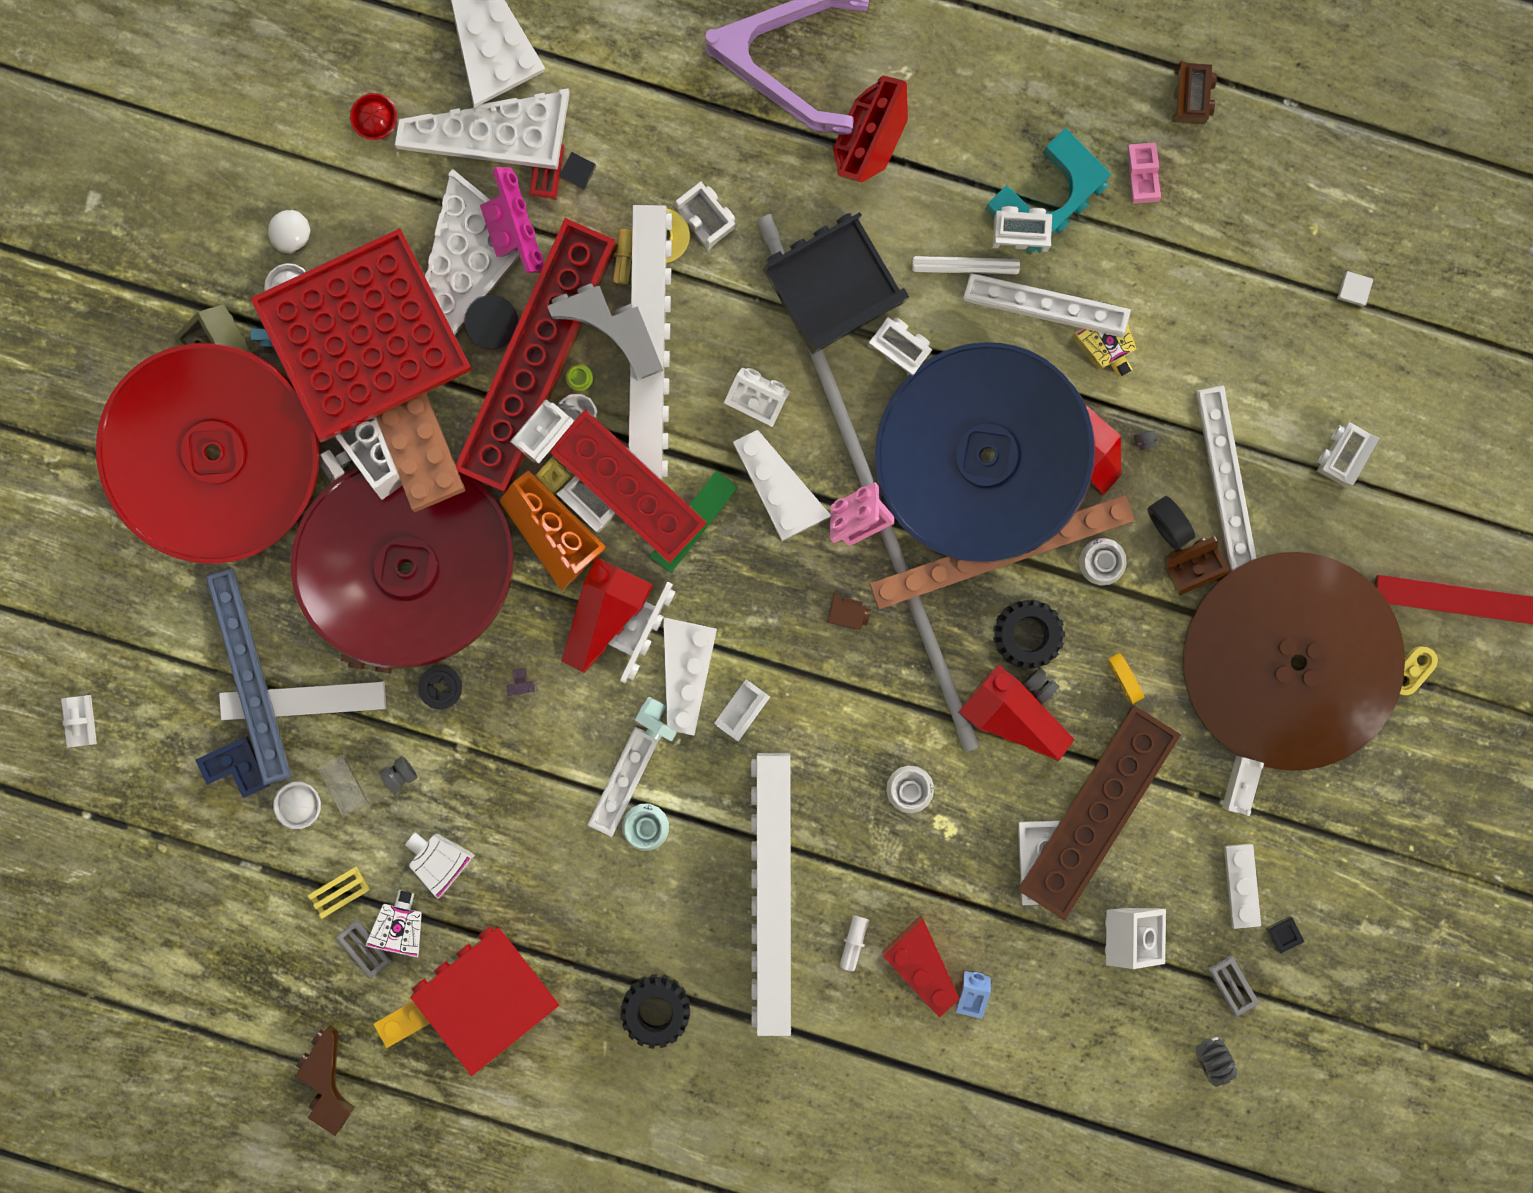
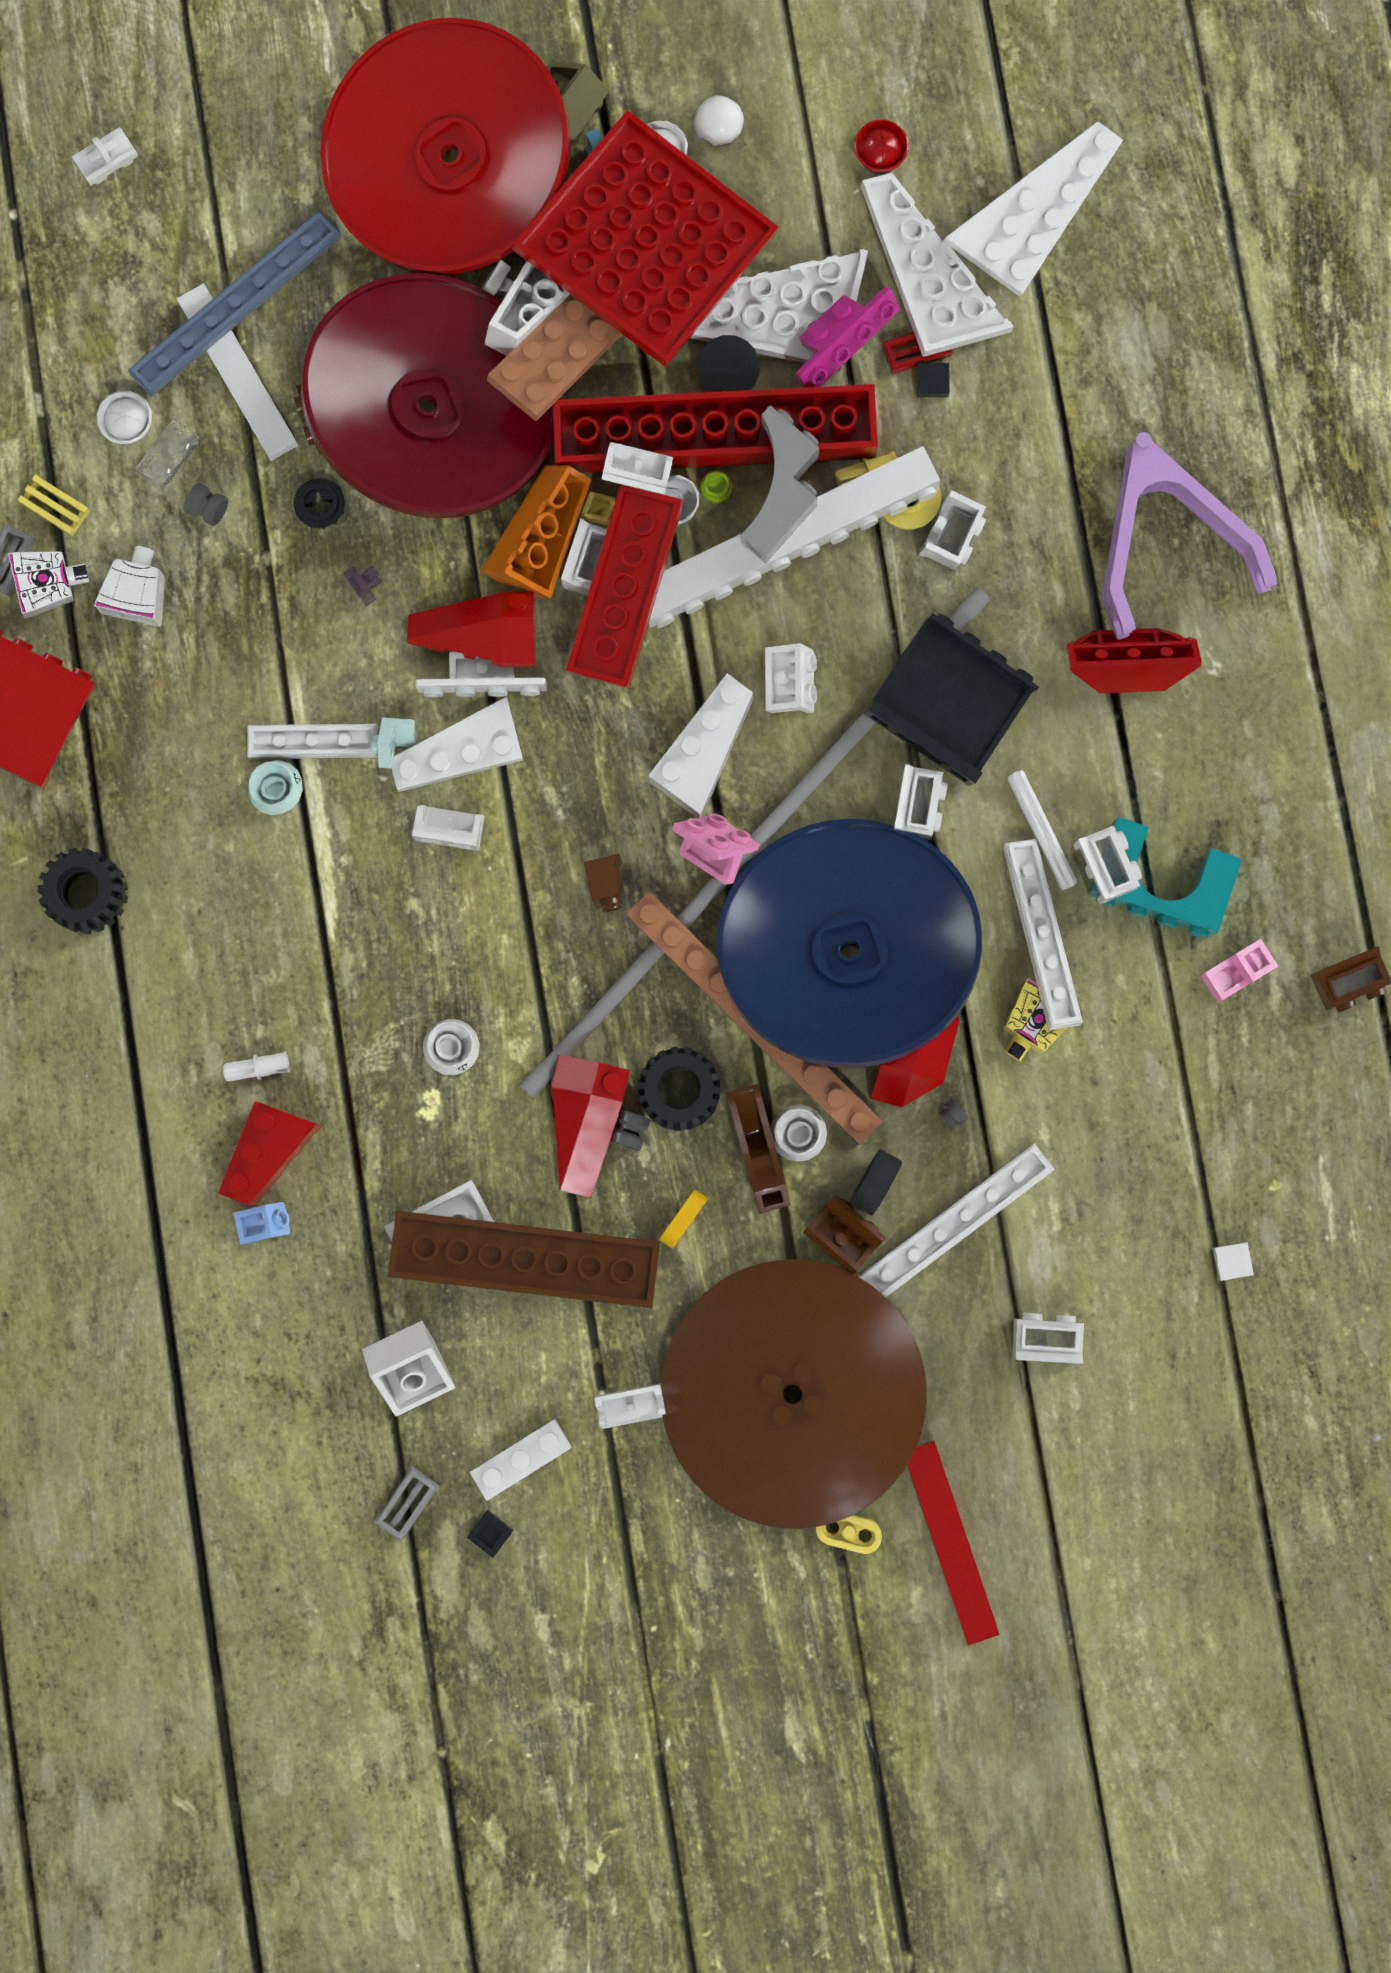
camera: 70 degrees right, 5 degrees down
(237, 760) = (140, 332): dark blue plate -> none
(707, 505) = (646, 685): green tile -> none
(773, 896) = (265, 951): white brick -> none
(1104, 597) = (758, 1148): none -> reddish brown arch
(1216, 1061) = (313, 1522): dark grey gear -> none

